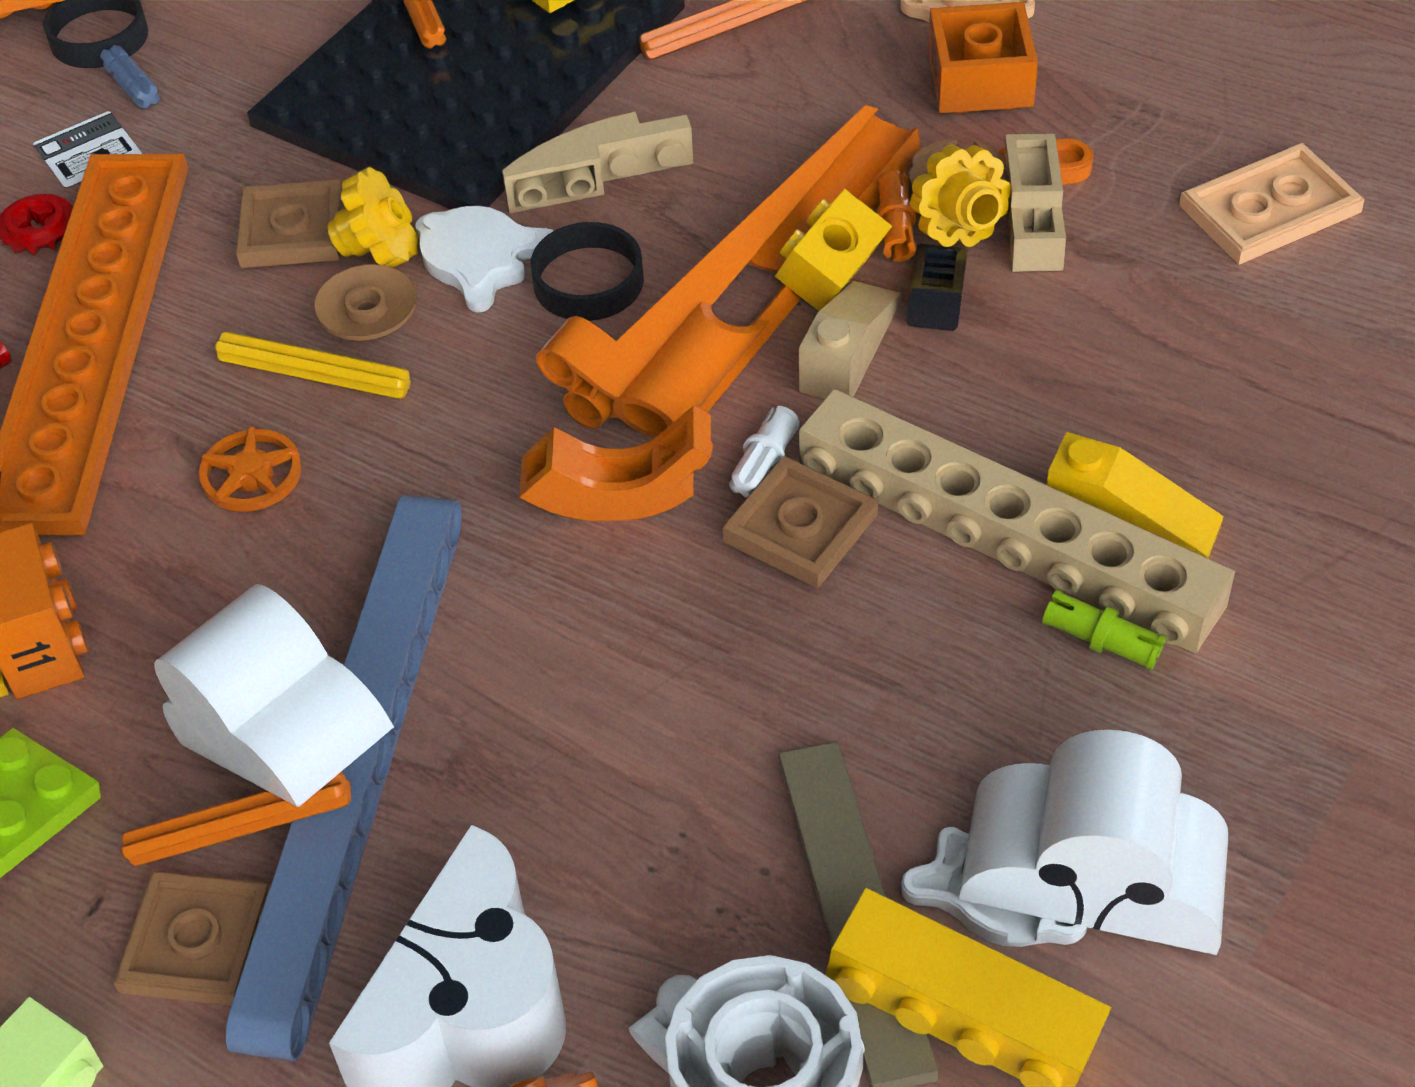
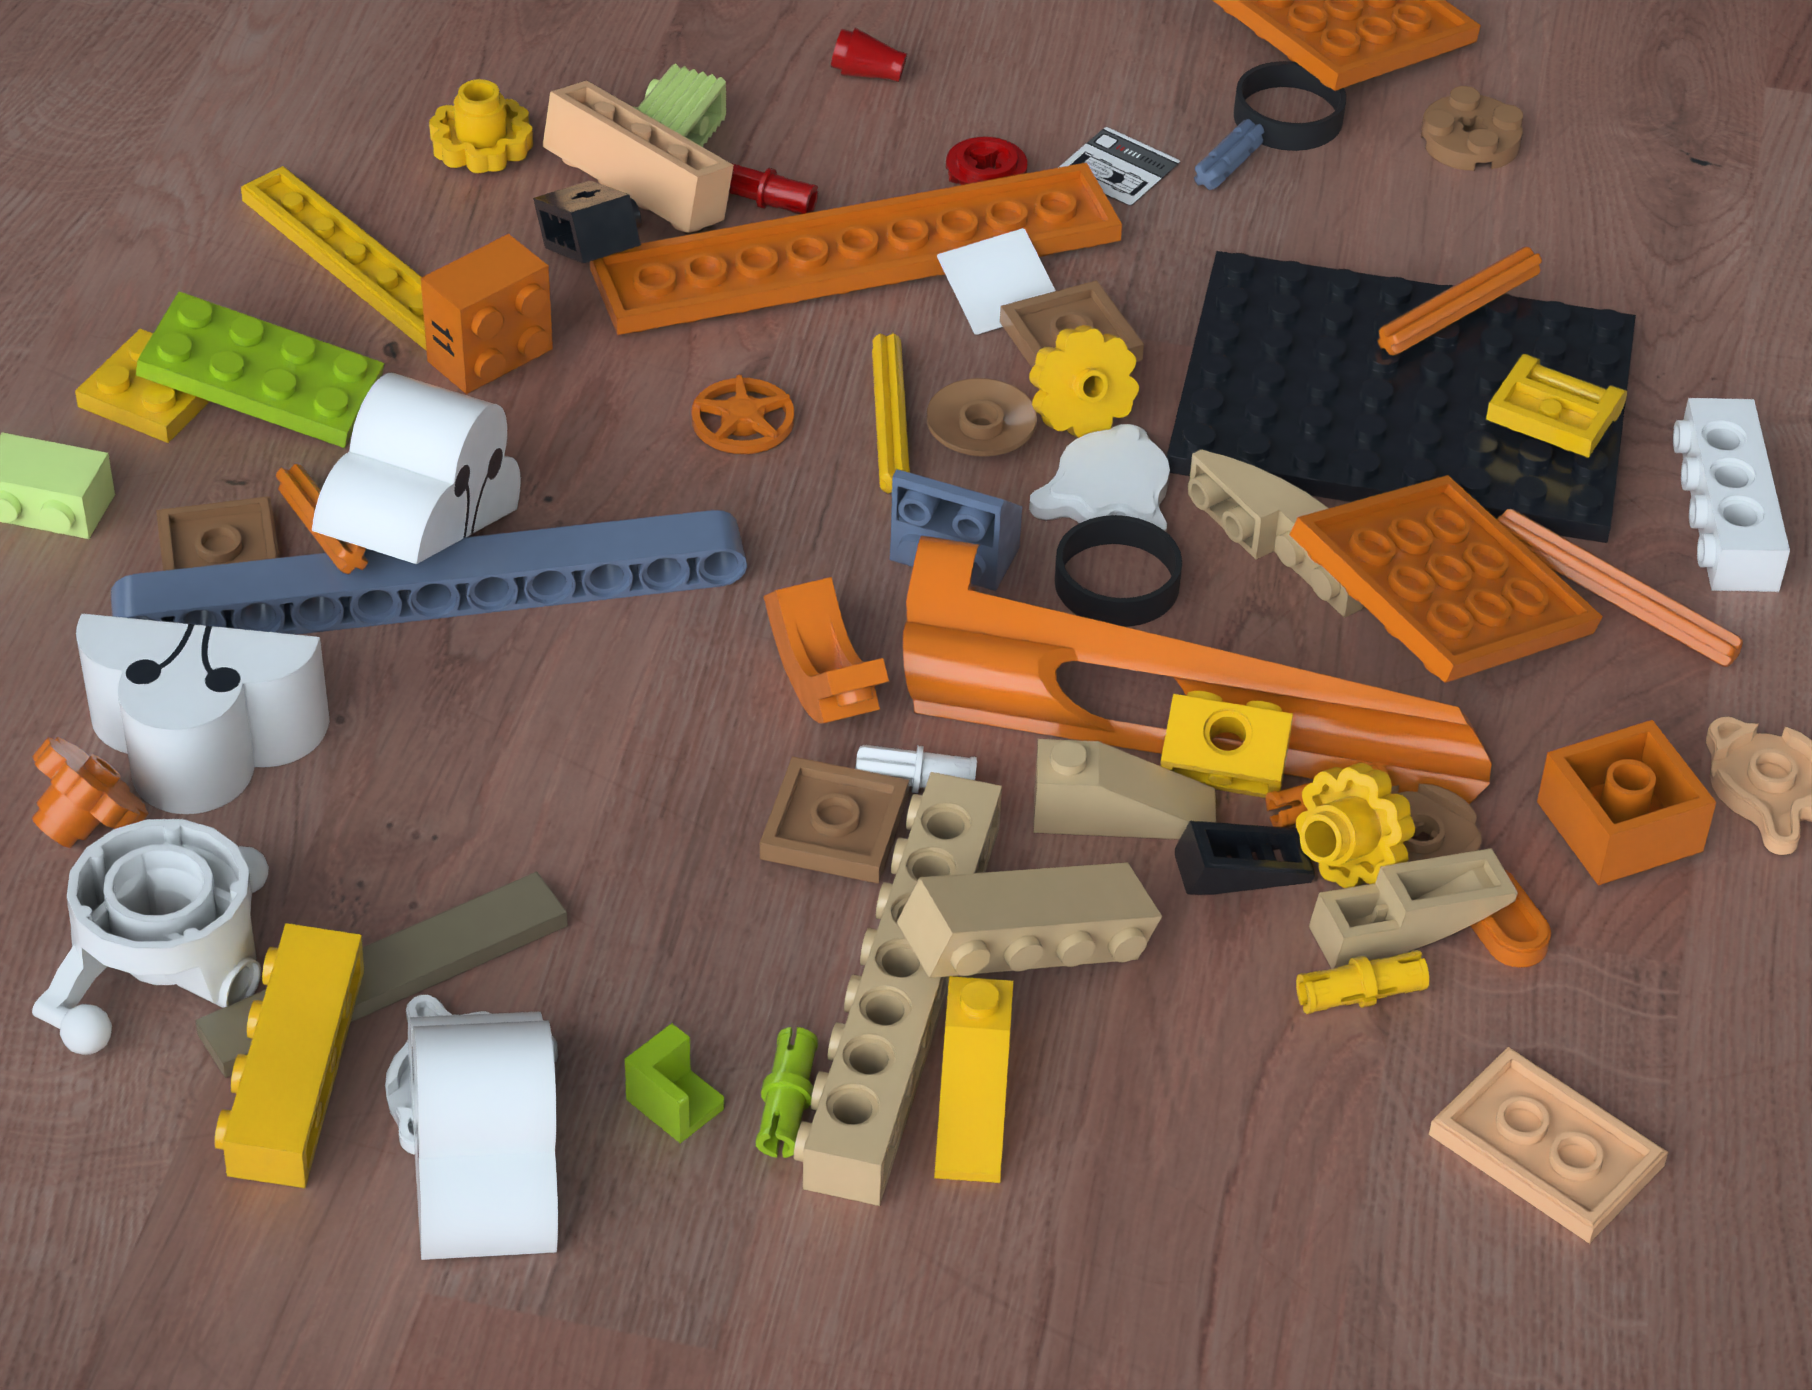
camera: 65 degrees right, 5 degrees down
(193, 251) = (994, 275): none -> white sticker
(499, 349) = (956, 514): none -> sand blue slope
(719, 78) = (1445, 577): none -> orange plate
(1004, 408) = (1028, 919): none -> tan brick
(1073, 710) = (665, 1087): none -> lime panel
(1091, 252) = (1362, 981): none -> yellow pin

